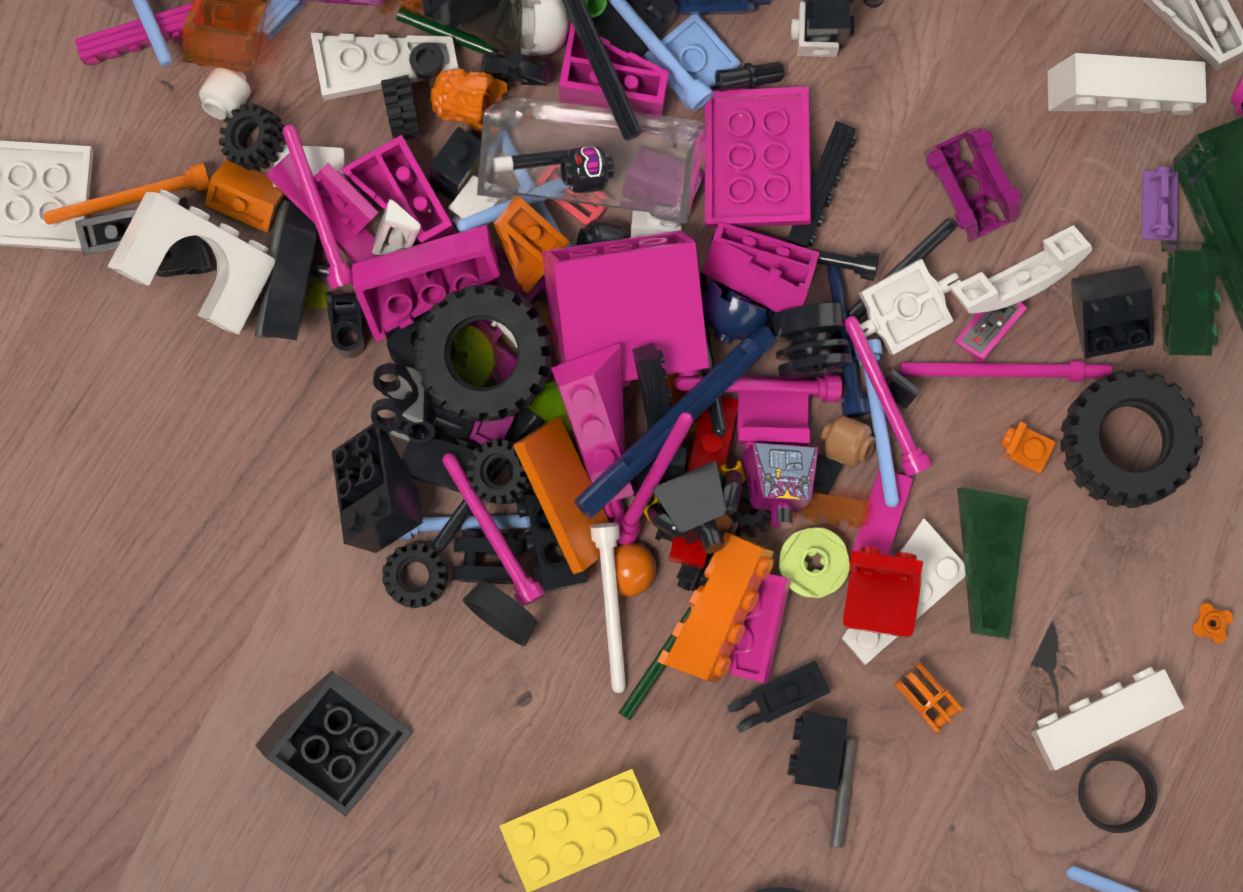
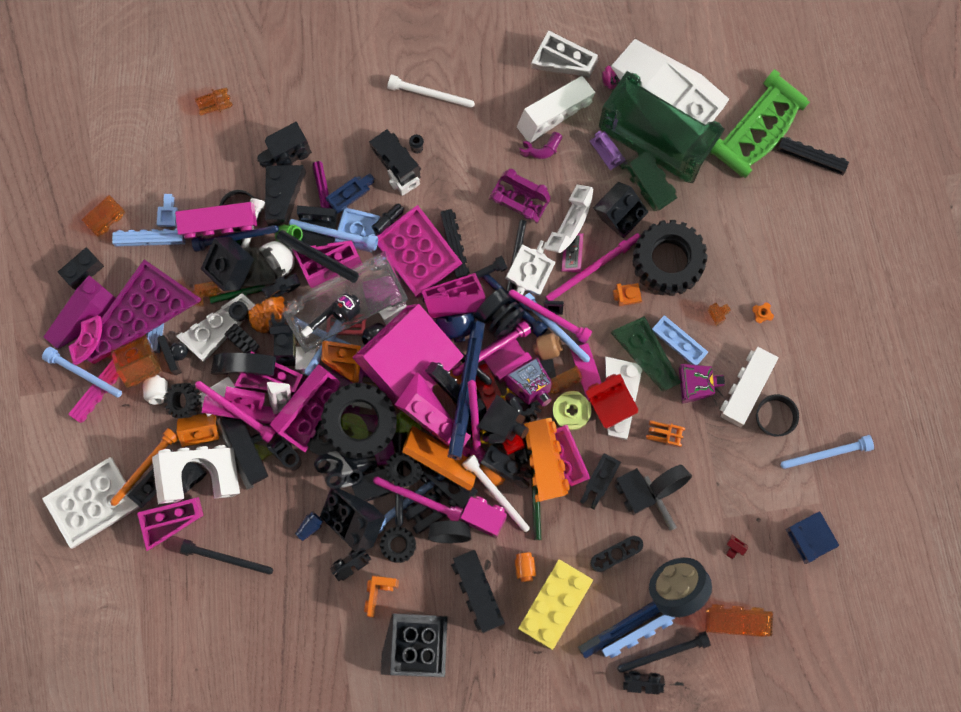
camera: 35 degrees left, 5 degrees down
(108, 299) = (165, 521): none -> dark pink wedge
(112, 363) = (189, 548): none -> black piece
(287, 56) = (173, 353): none -> black tile
(306, 454) = (309, 525): none -> dark blue cone
(313, 550) = (343, 566): none -> black hinge
(332, 612) = (385, 584): none -> orange bracket
(377, 146) = (243, 363): none -> black slope
(466, 125) = (278, 326): none -> black tile
(481, 730) = (478, 591): none -> black wedge
(567, 626) = (483, 516): none -> dark pink brick
(576, 743) = (525, 567): none -> orange brick
(654, 576) = (506, 467): none -> black hinge
(750, 835) = (627, 542): none -> black beam
(881, 775) = (670, 481): none -> black tyre
(1035, 657) = (698, 382): none -> magenta torso
(1053, 575) = (679, 341): none -> light blue plate
(1068, 141) = (547, 151): none -> magenta piece
(1142, 575) = (718, 313): none -> clear orange tile

